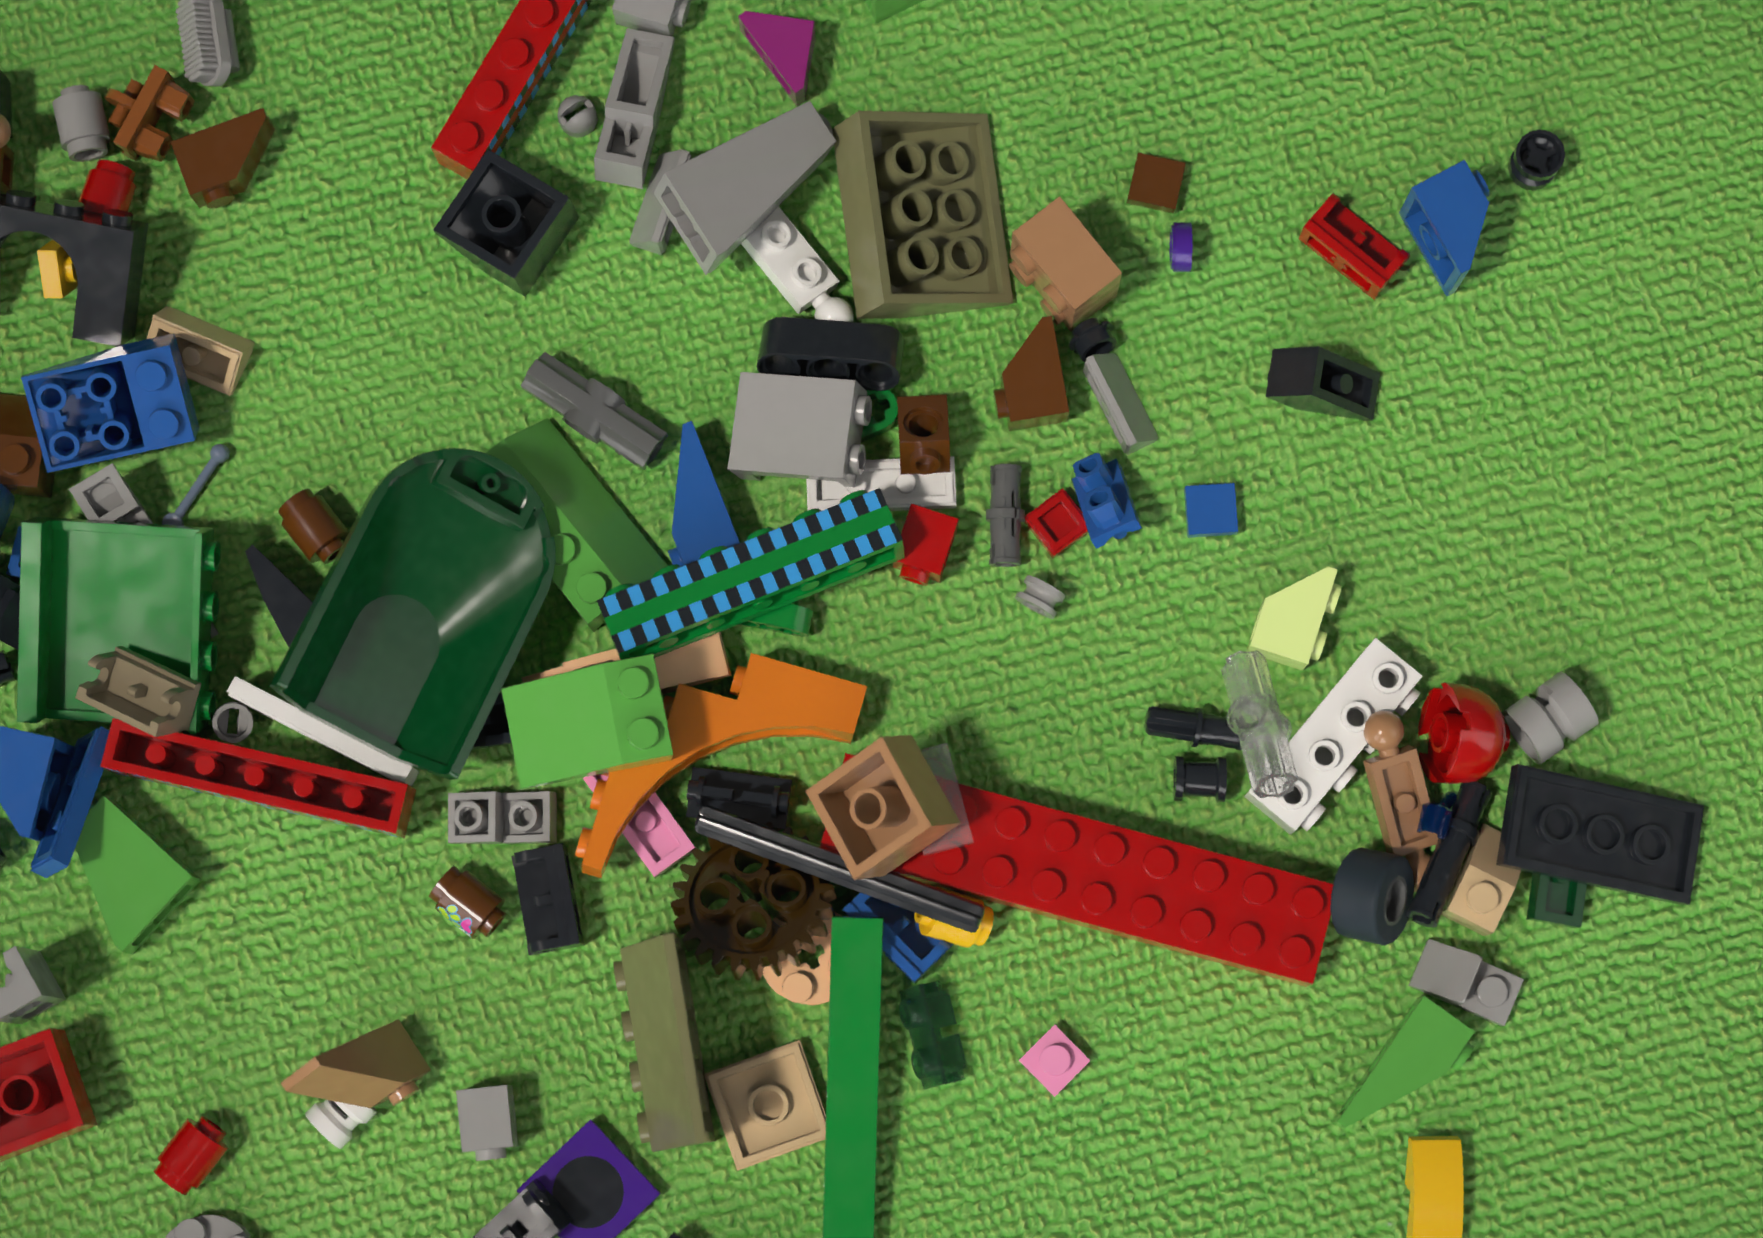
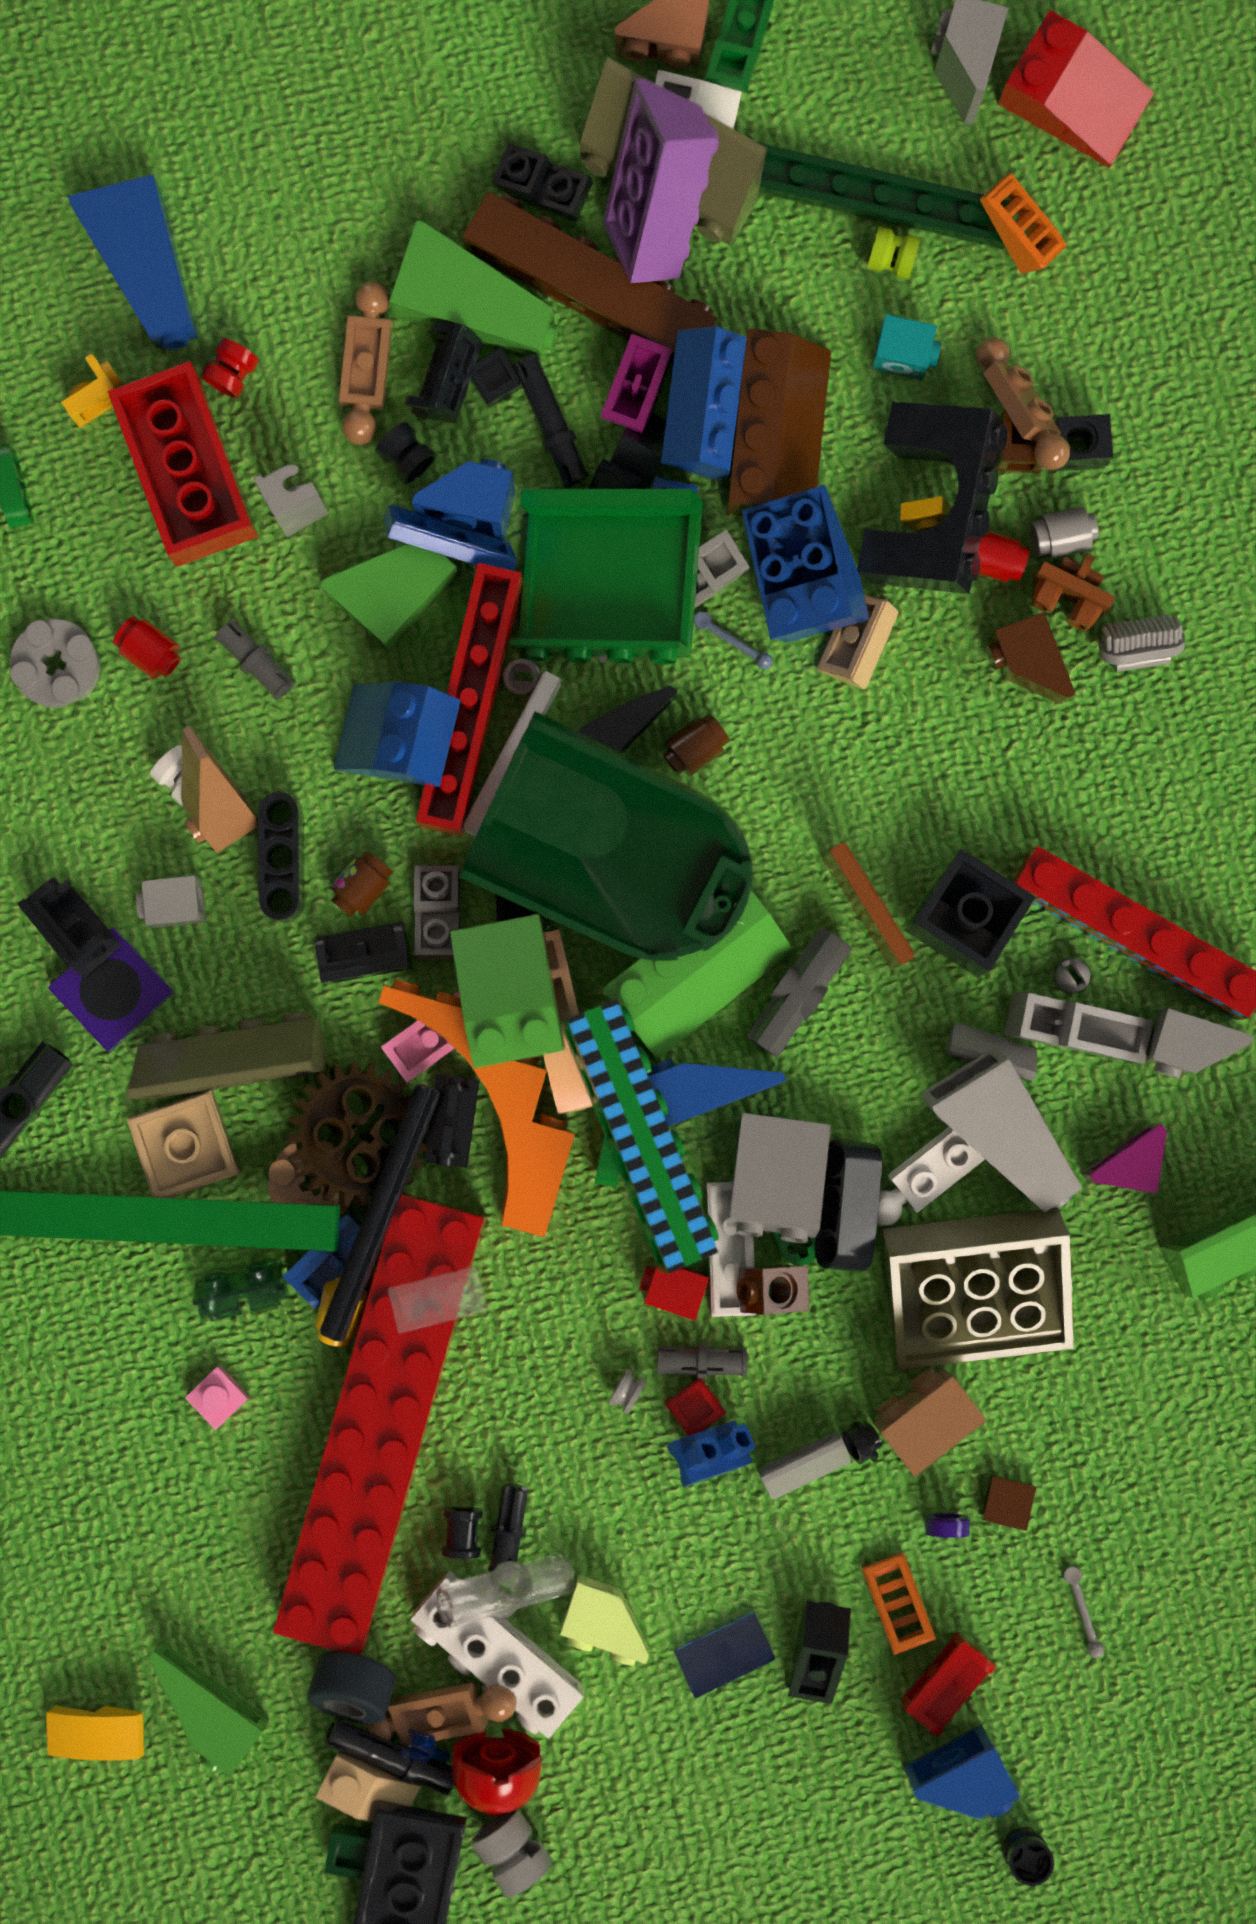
camera: 85 degrees right, 5 degrees up
(141, 692) = (543, 596): dark tan hinge -> none
(207, 1029) = (255, 659): none -> dark grey pin
(293, 859) = (397, 732): none -> blue slope
(413, 987) = (271, 838): none -> black beam
(497, 331) = (868, 906): none -> dark orange tile
(882, 806) = (425, 1255): medium nougat brick -> none
(1033, 383) = (822, 1389): reddish brown slope -> none
(1211, 510) = (706, 1546): blue tile -> none
(1235, 114) = (1073, 1576): none -> light grey hinge
(1312, 301) = (912, 1640): none -> orange slope
(1329, 488) = (724, 1655): none -> slope
(1466, 981) = (279, 1765): light grey slope -> none

